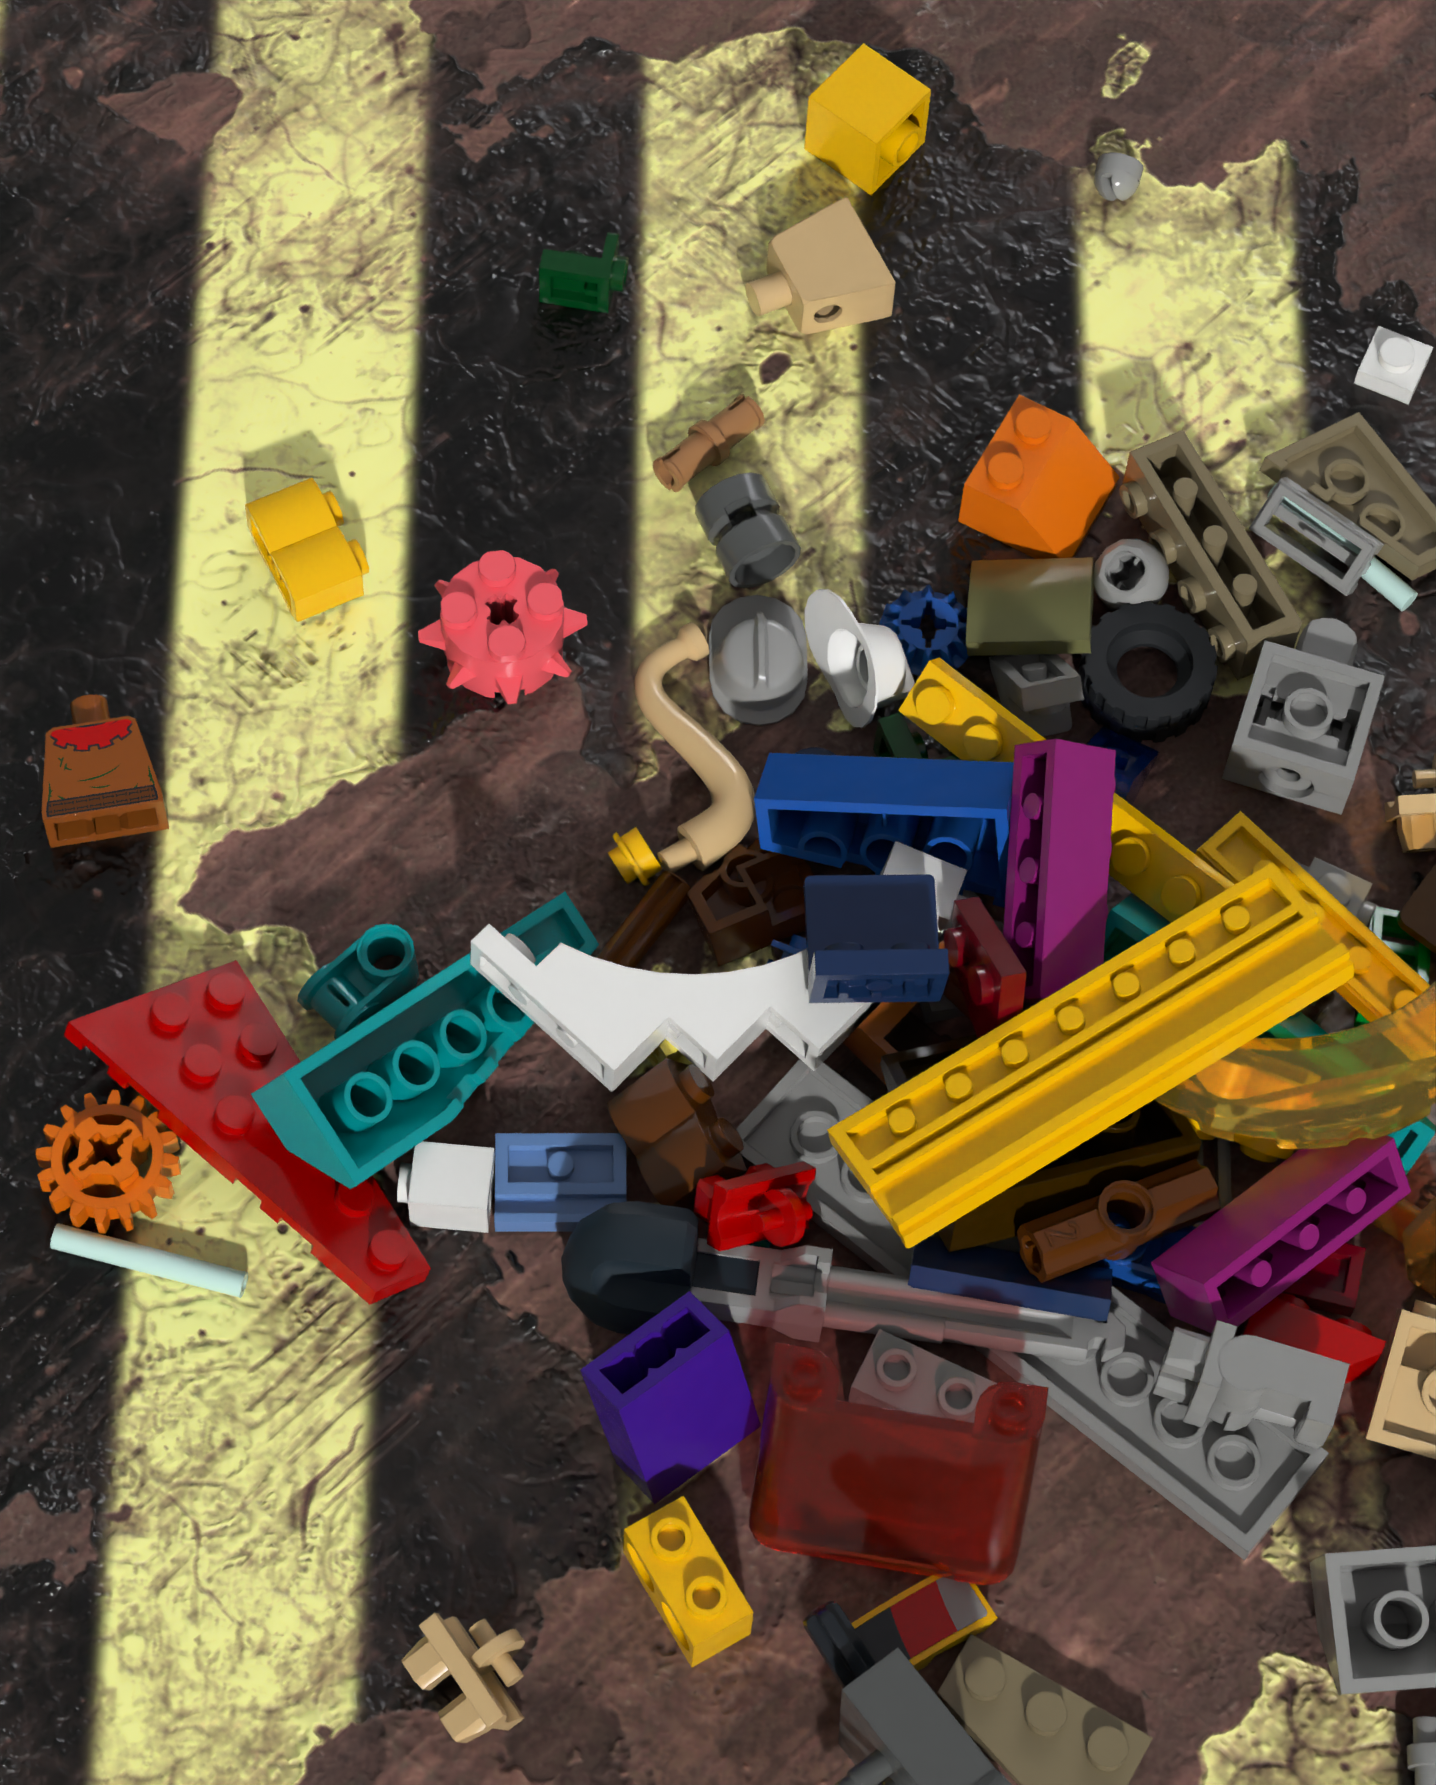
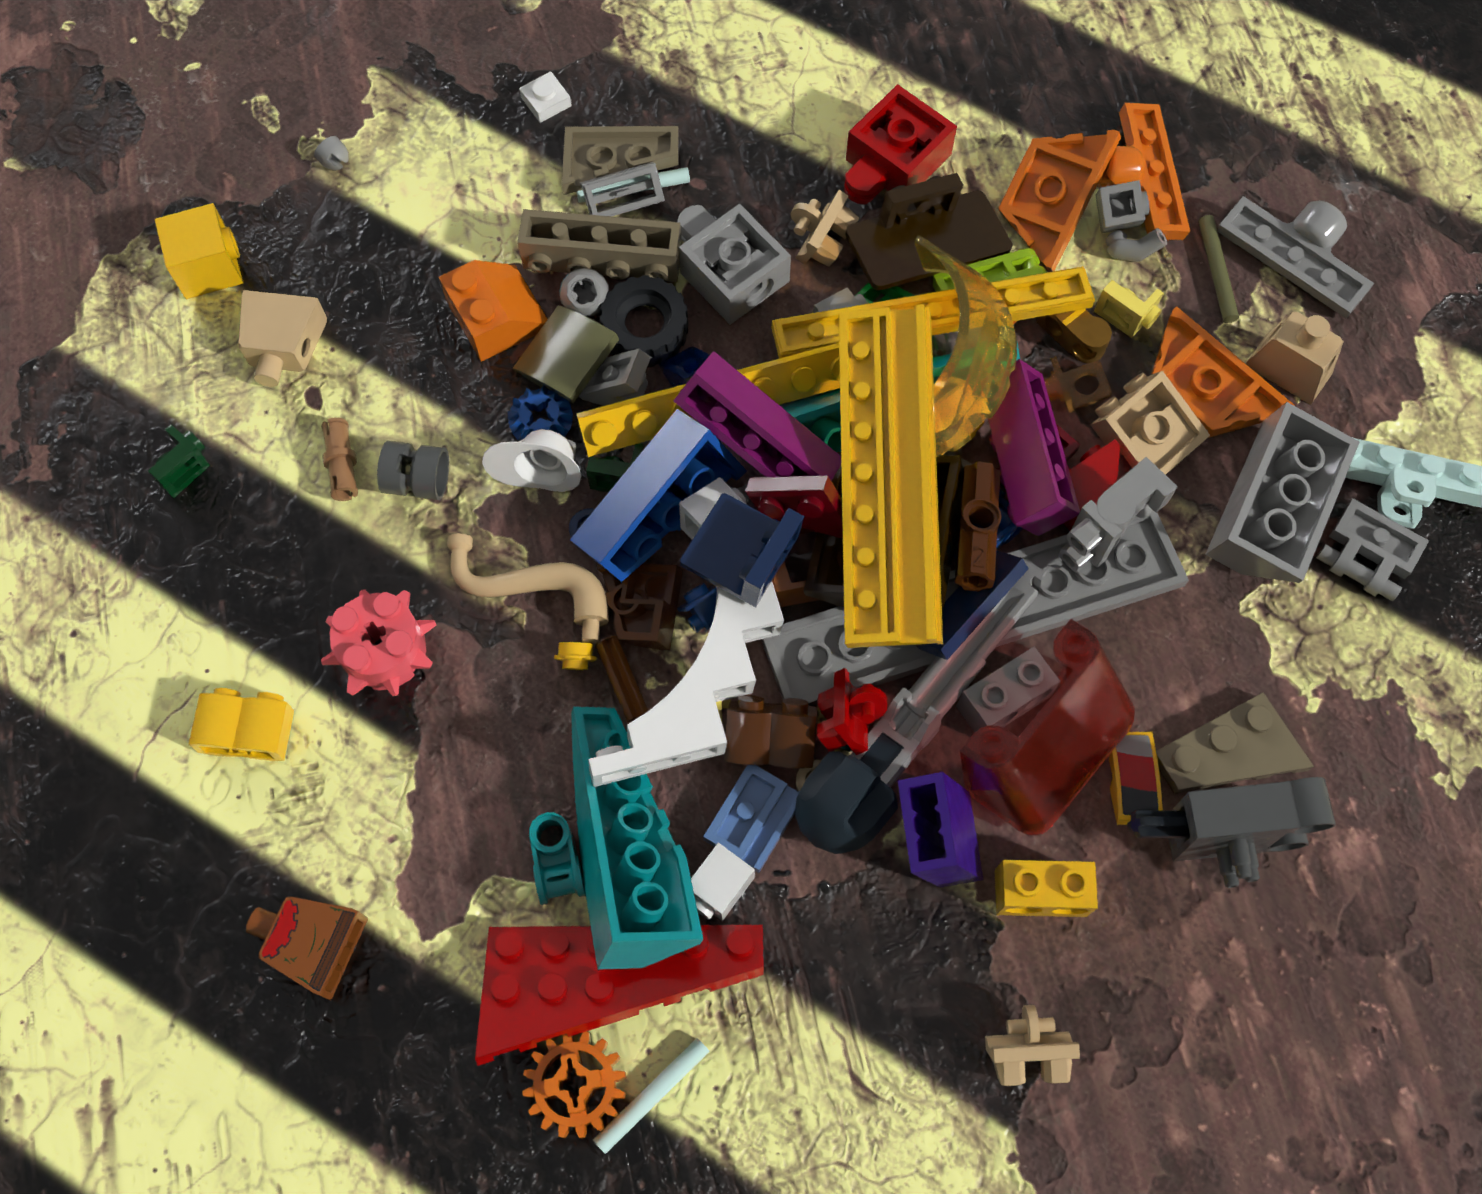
camera: 55 degrees left, 5 degrees up
(758, 660) = (493, 515): light grey piece -> none

